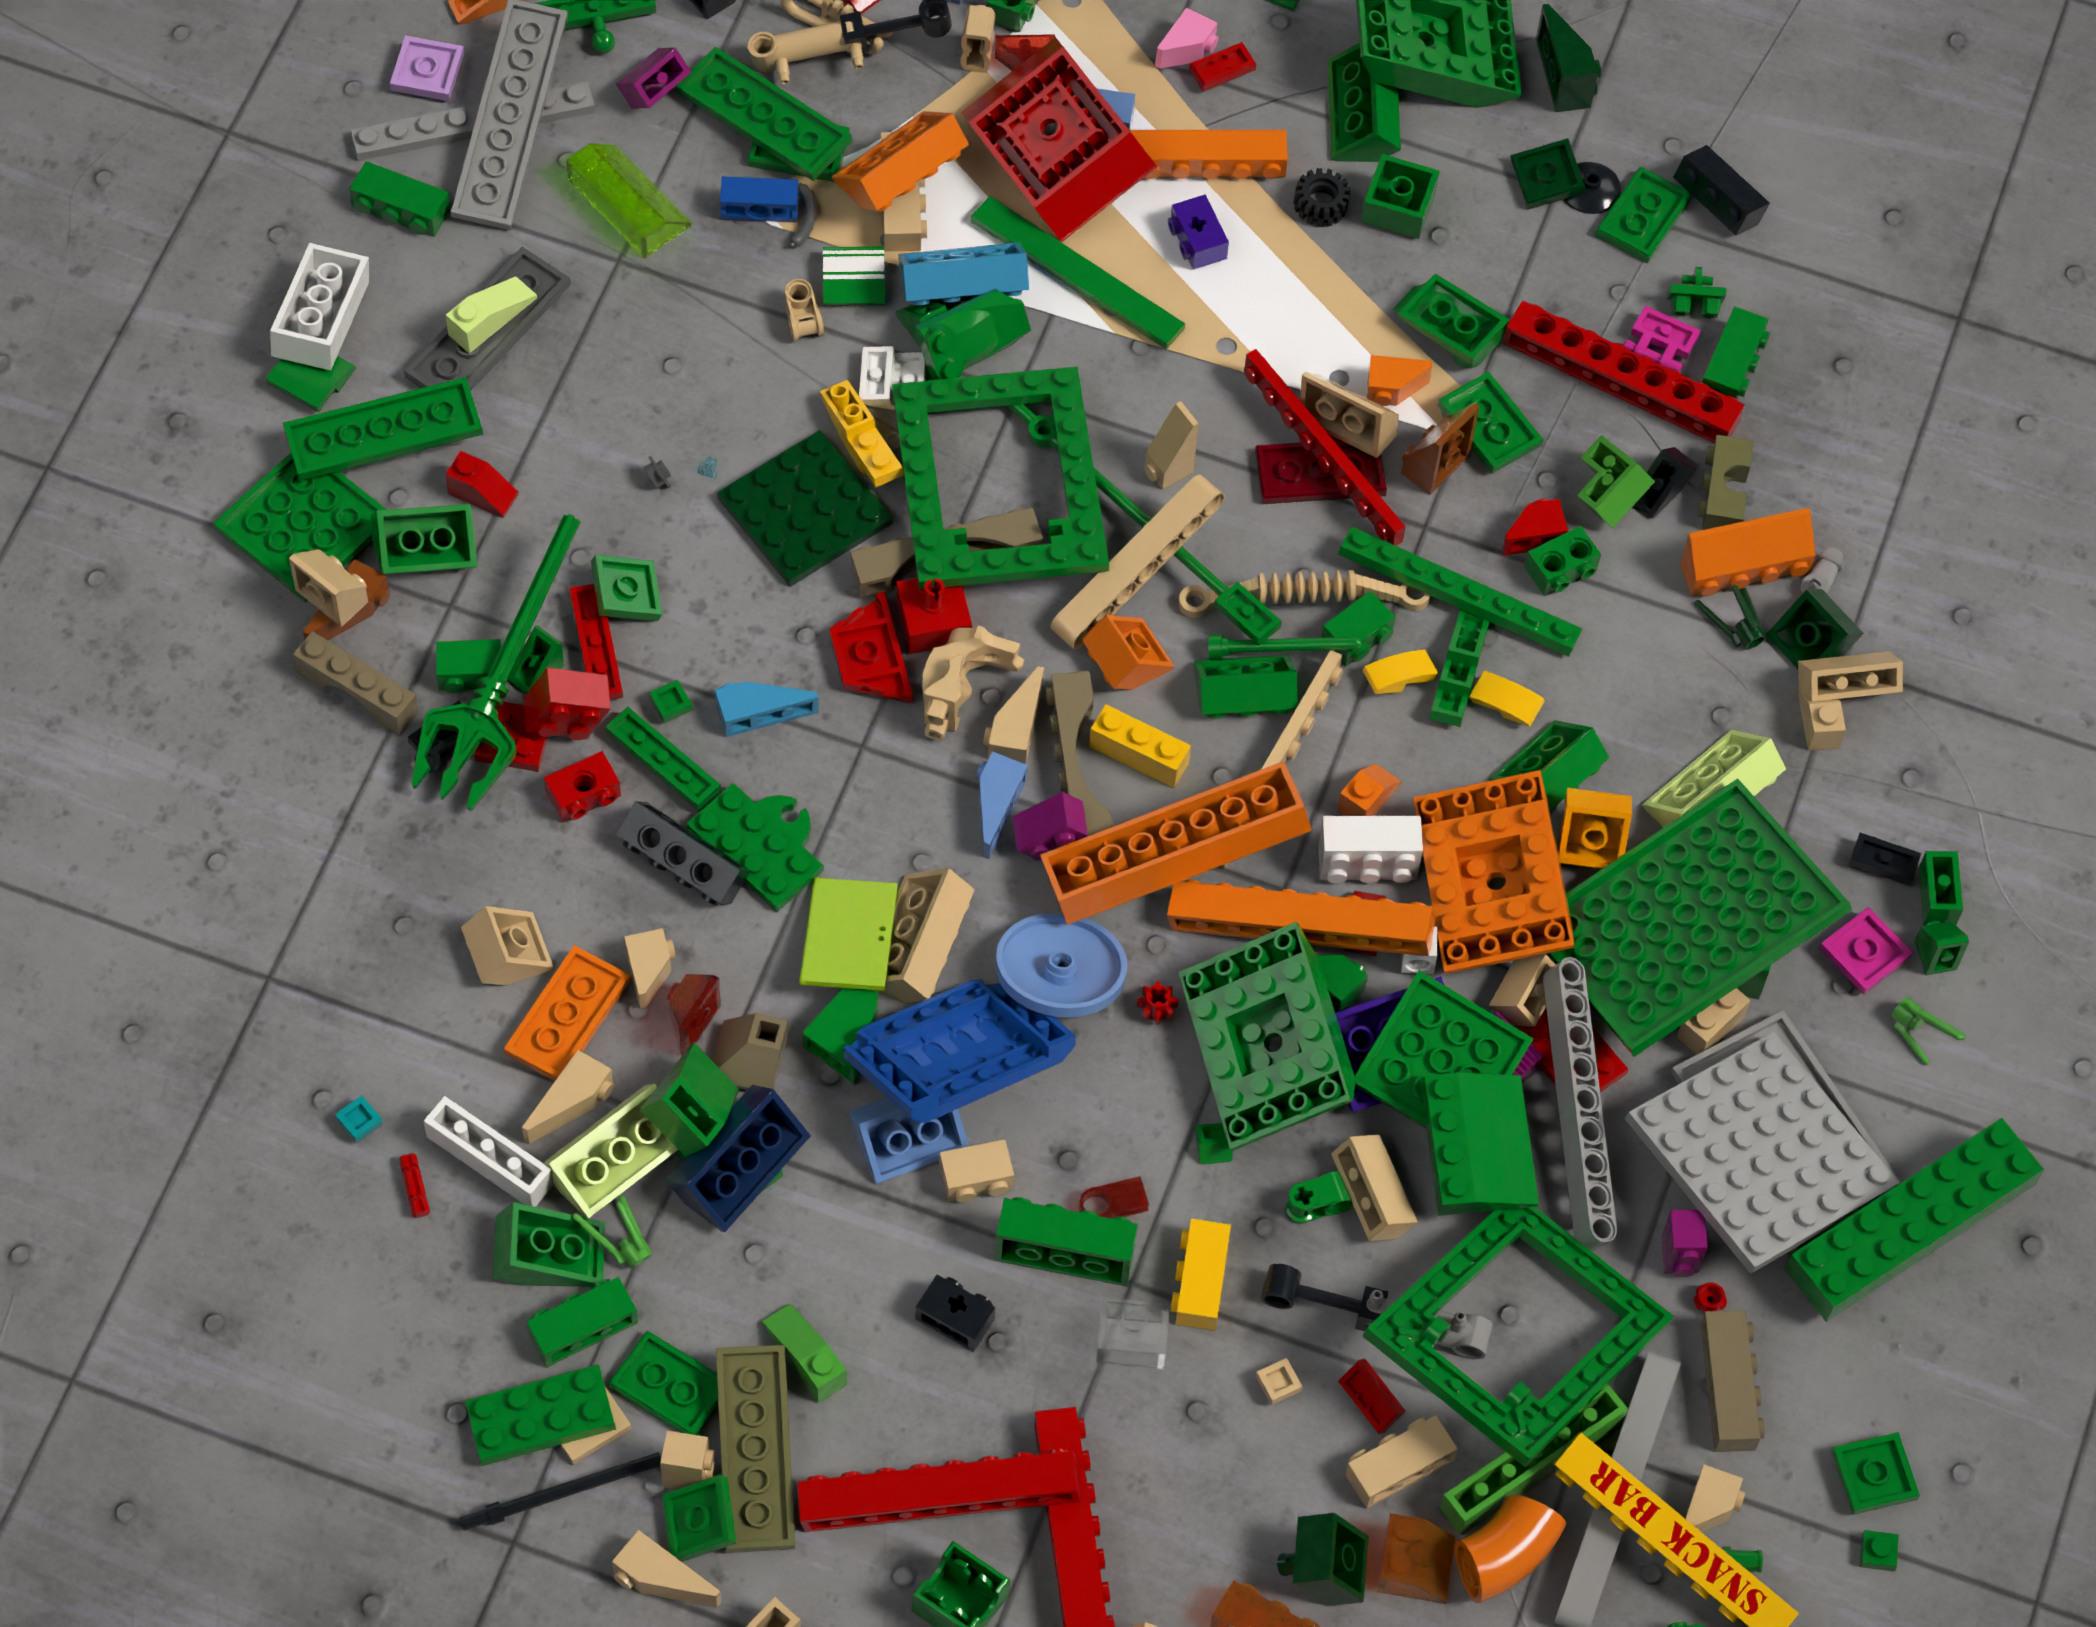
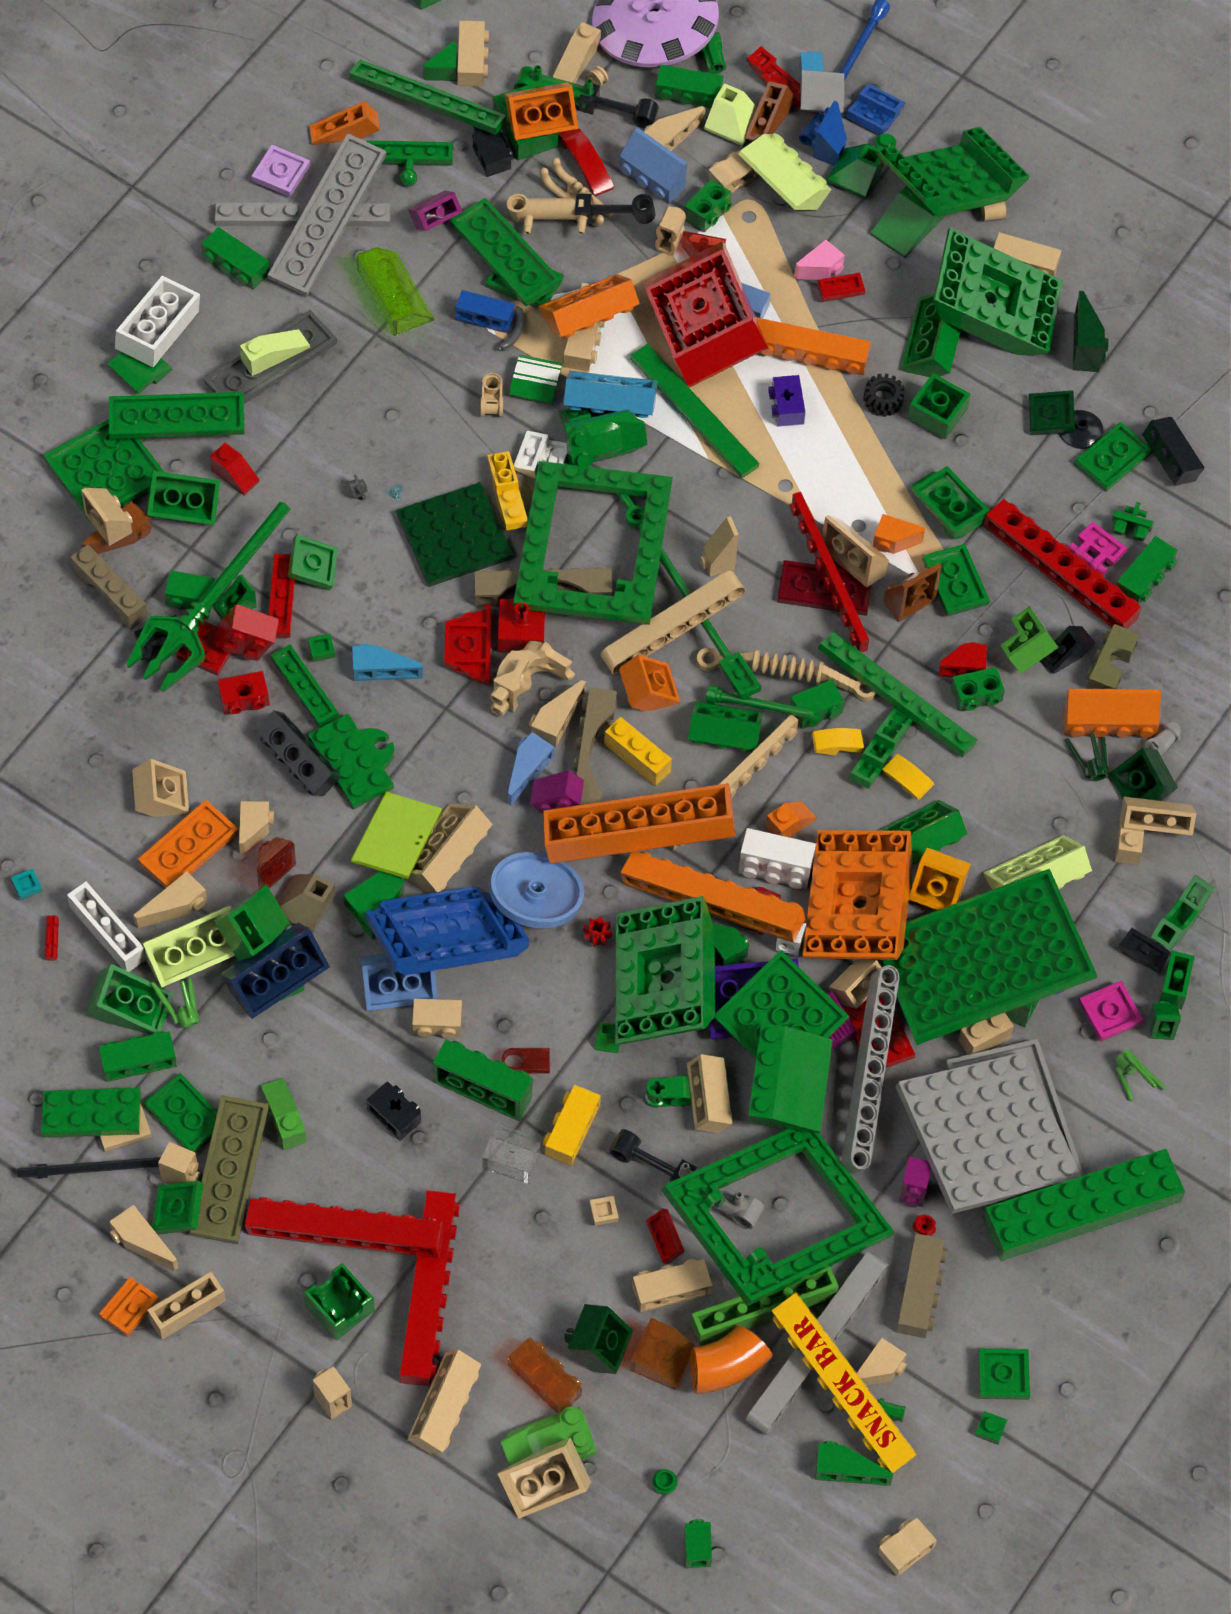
camera: 15 degrees right, 0 degrees up
(1922, 796) = (1184, 913): none -> green arch

